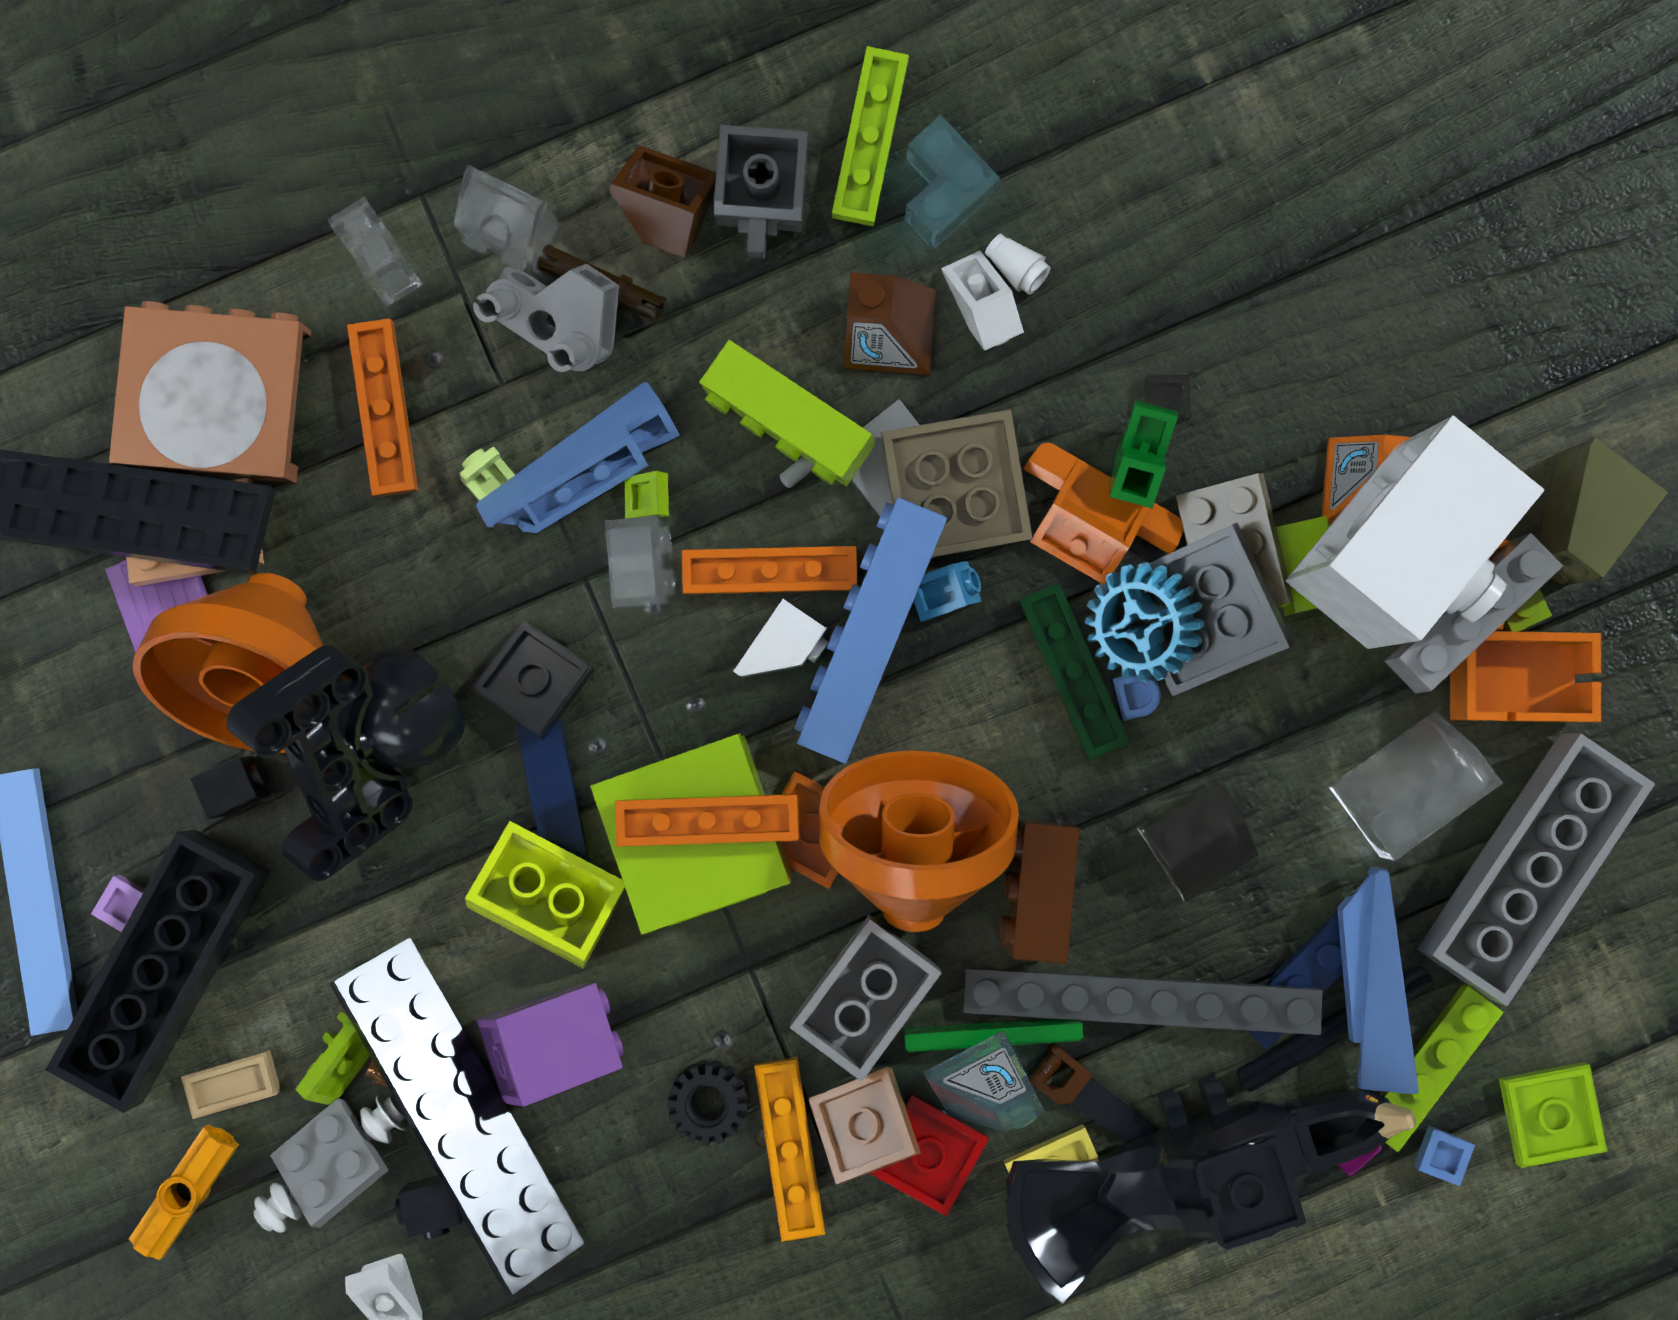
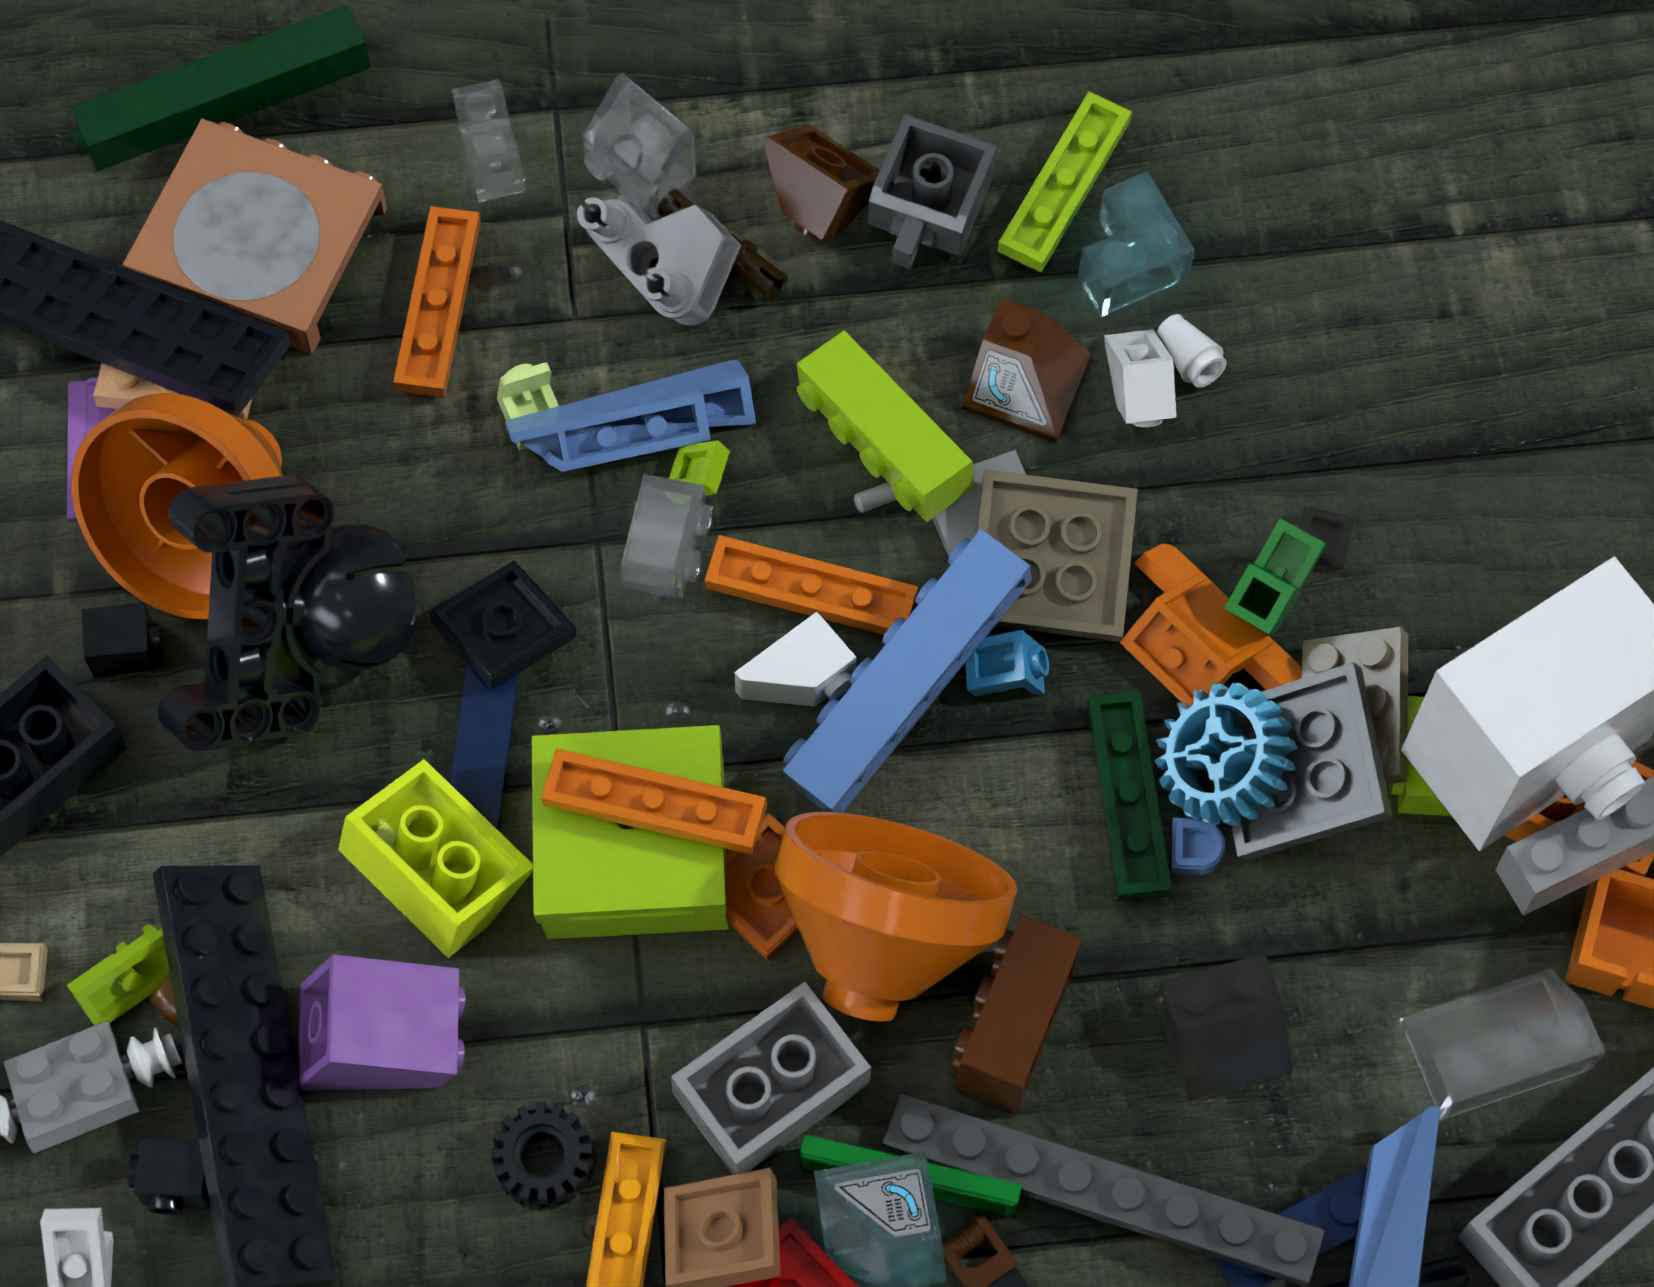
camera: 15 degrees right, 20 degrees down
(130, 266) = (219, 88): none -> dark green brick

